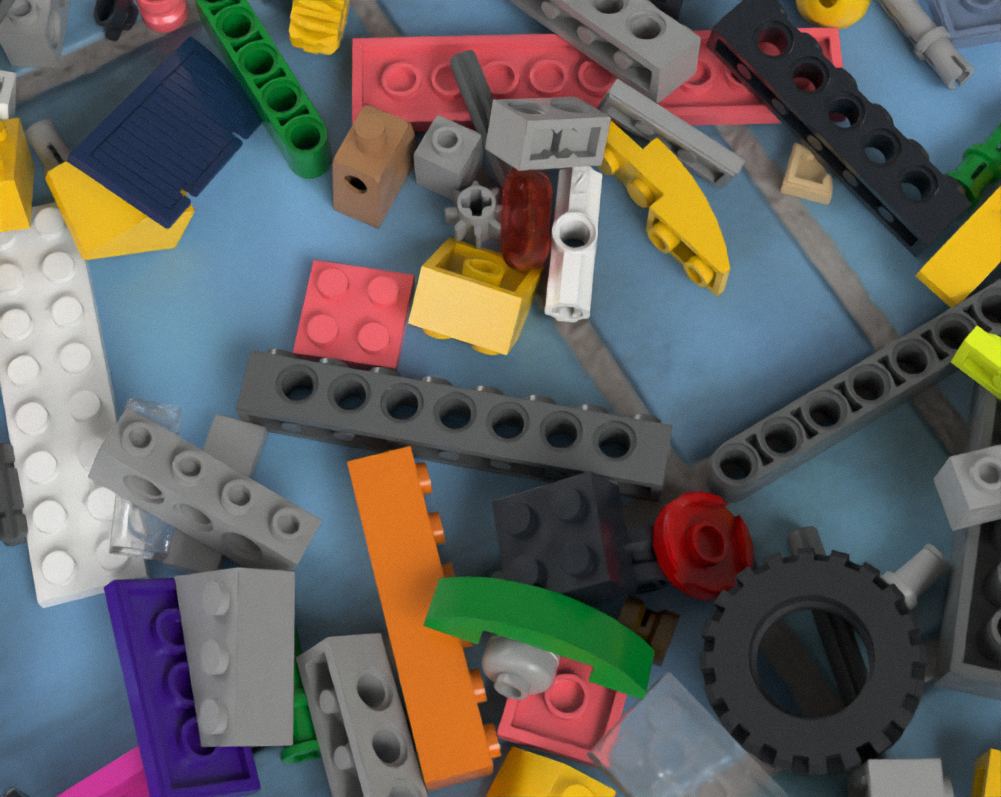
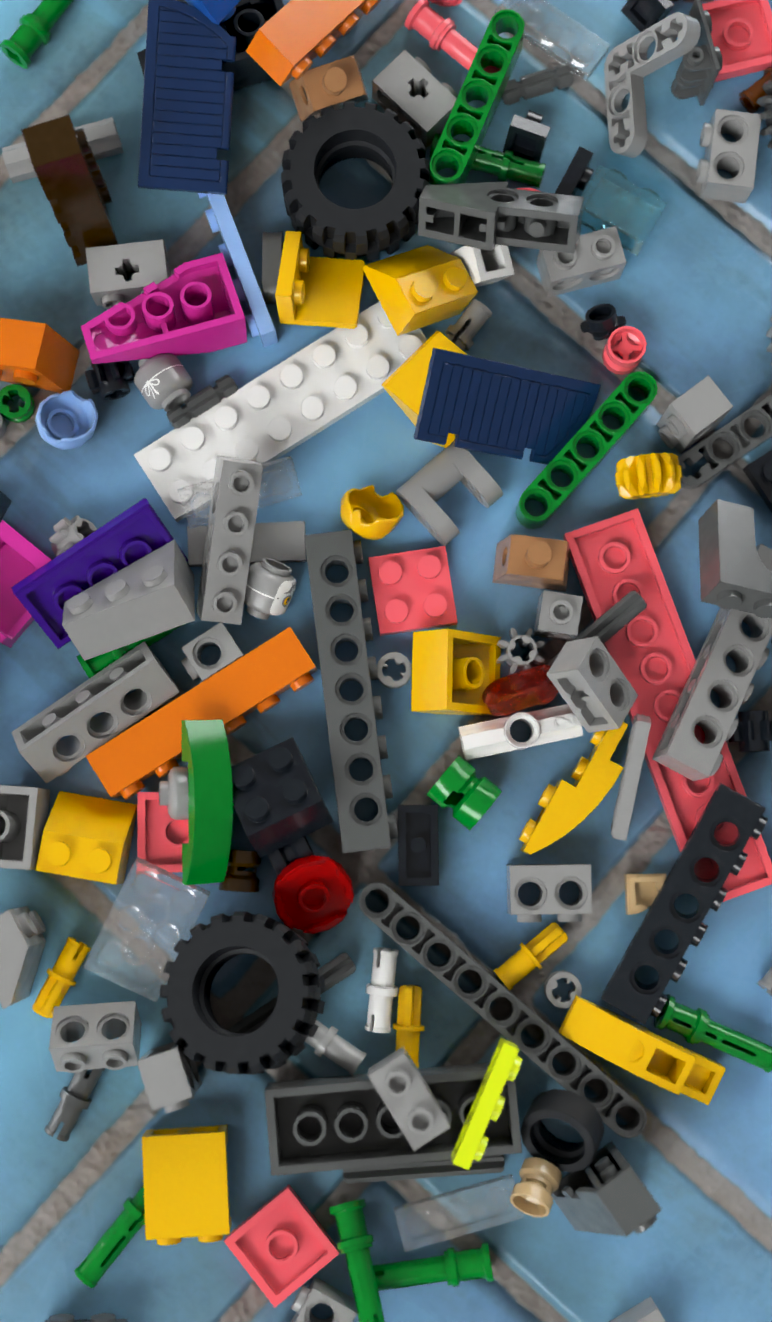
camera: 70 degrees right, 15 degrees up
(111, 715) = (70, 533): none -> light grey gear
(234, 261) = (436, 479): none -> light grey connector
(244, 326) = (369, 513): none -> yellow hair
(290, 474) = (269, 588): none -> light grey head
(341, 556) = (216, 636): none -> light grey brick
(451, 351) = (399, 659): none -> light grey bush
(635, 323) = (464, 792): none -> green wheel
(686, 403) = (418, 845): none -> black plate
(774, 269) = (549, 880): none -> light grey brick
(849, 502) = (381, 990): none -> white pin
(850, 313) = (531, 955): none -> yellow axle
(890, 304) = (551, 983): none -> light grey bush
(896, 483) = (409, 1020): none -> yellow axle

